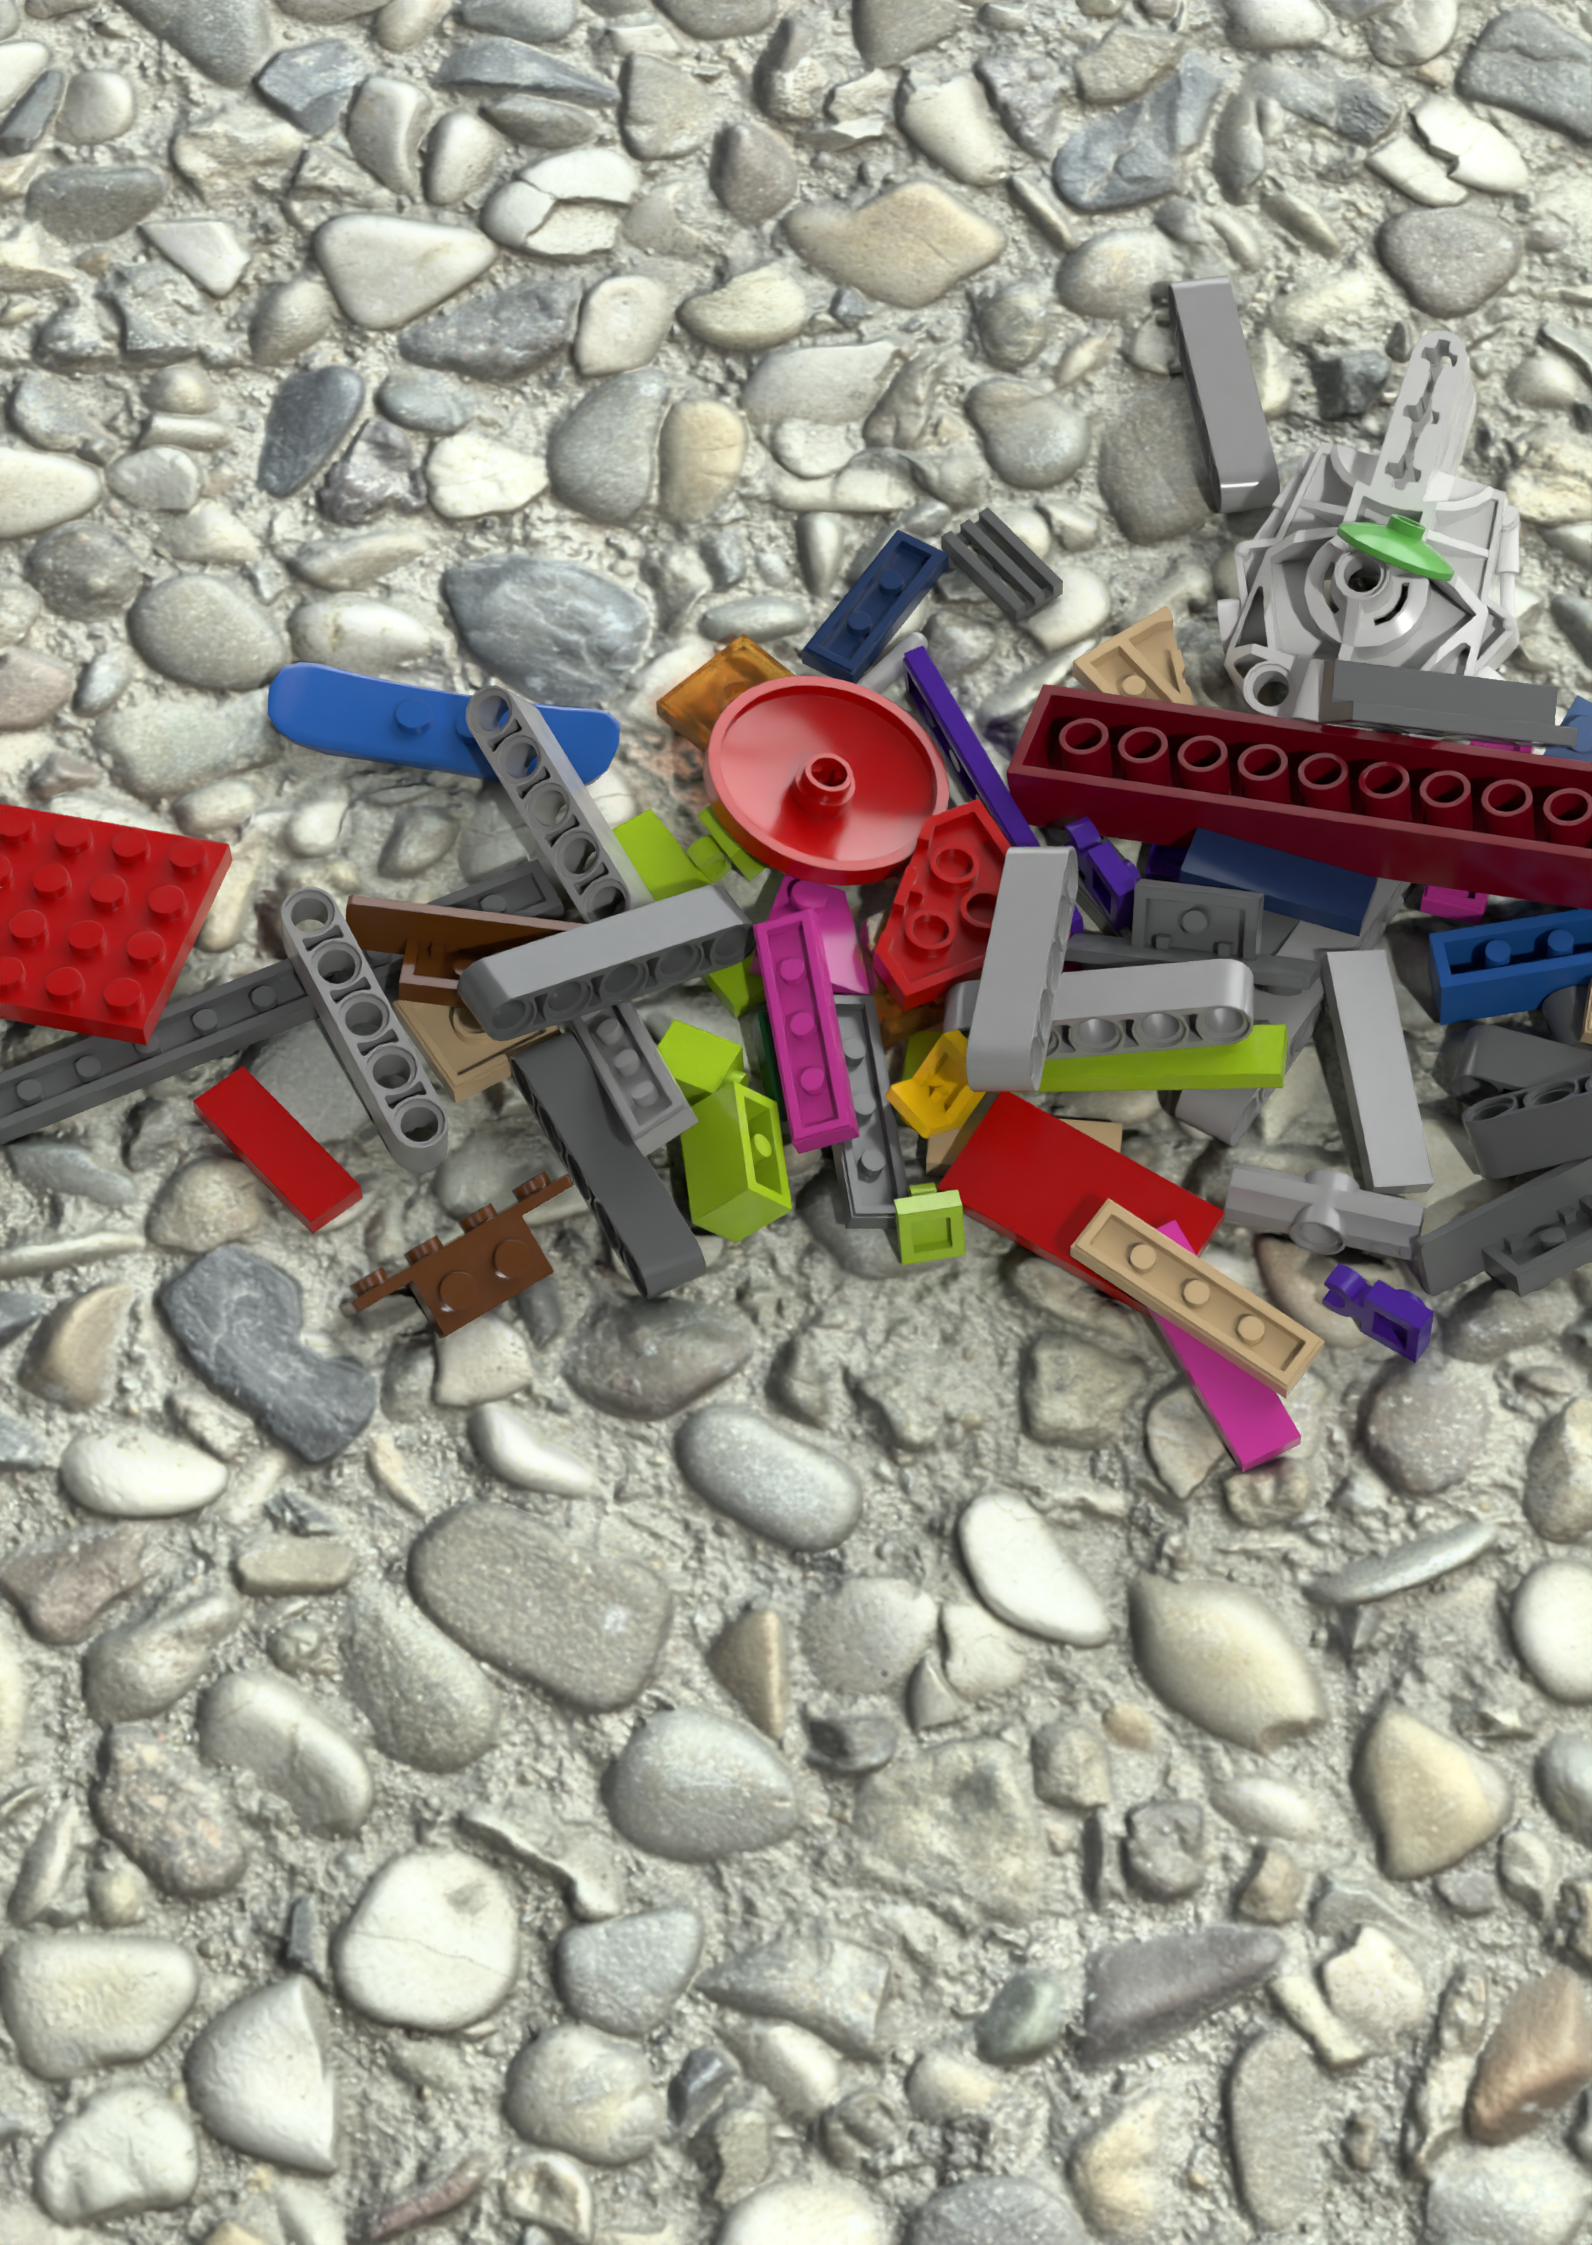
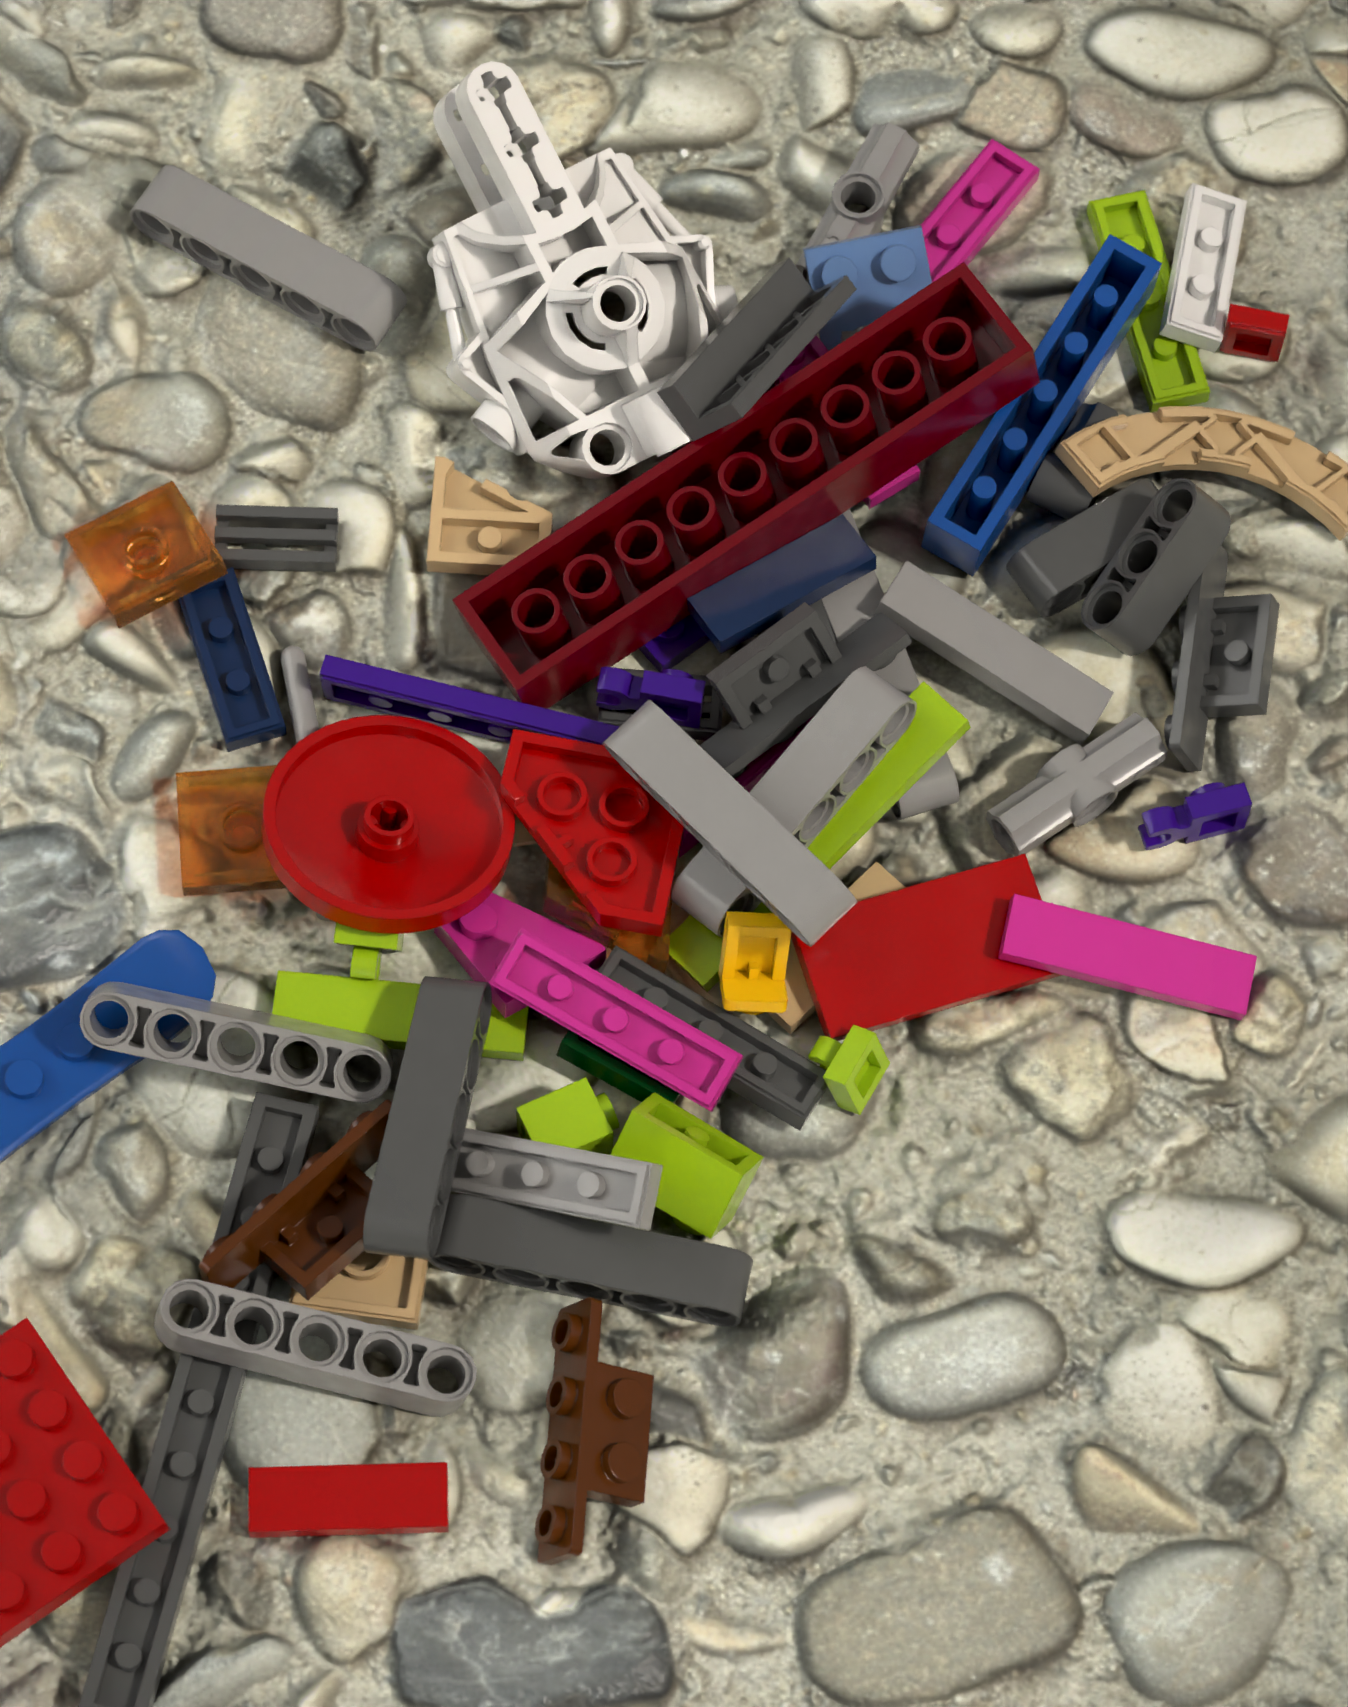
camera: 55 degrees left, 10 degrees up
(902, 493) = (146, 554): none -> clear orange plate
(1197, 1298) = (1094, 933): tan tile -> none
(1398, 545) = (624, 261): bright green dish -> none

